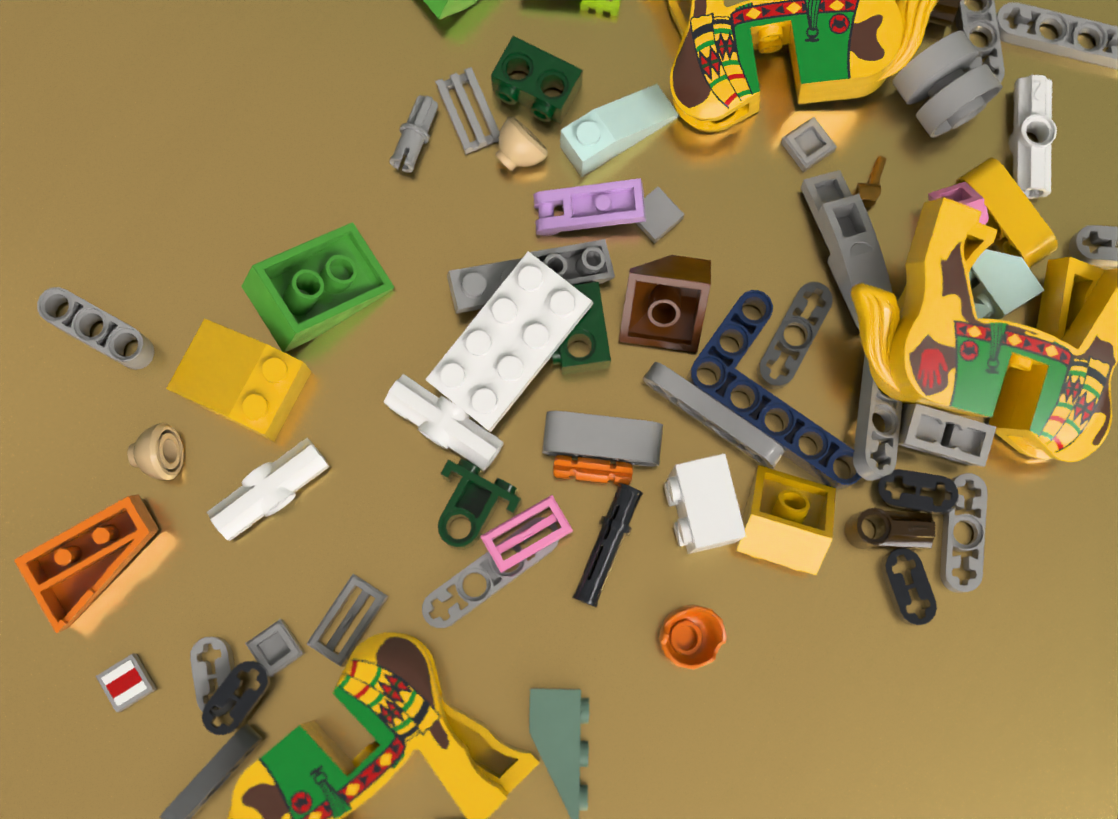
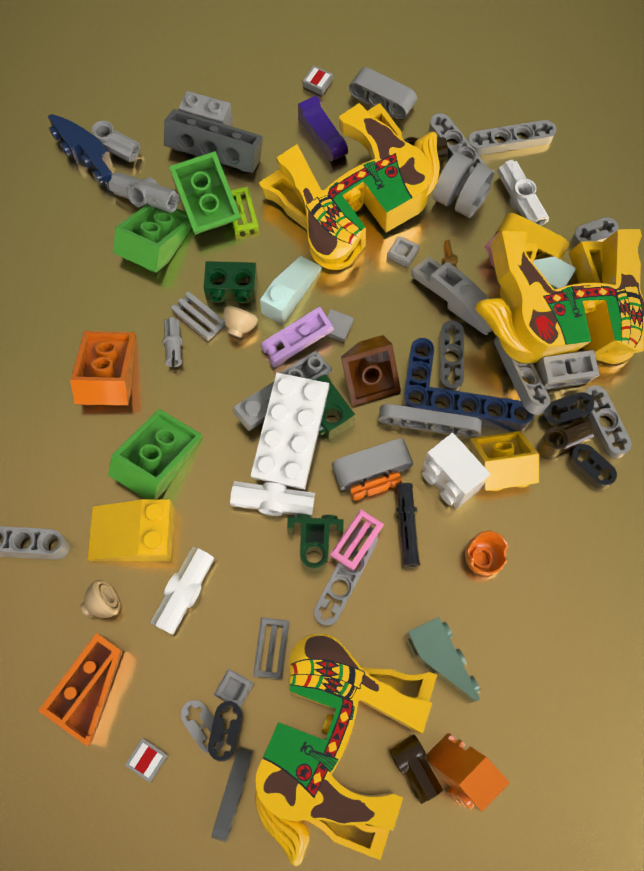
camera: 25 degrees left, 10 degrees down
(304, 129) = (104, 368): none -> orange slope

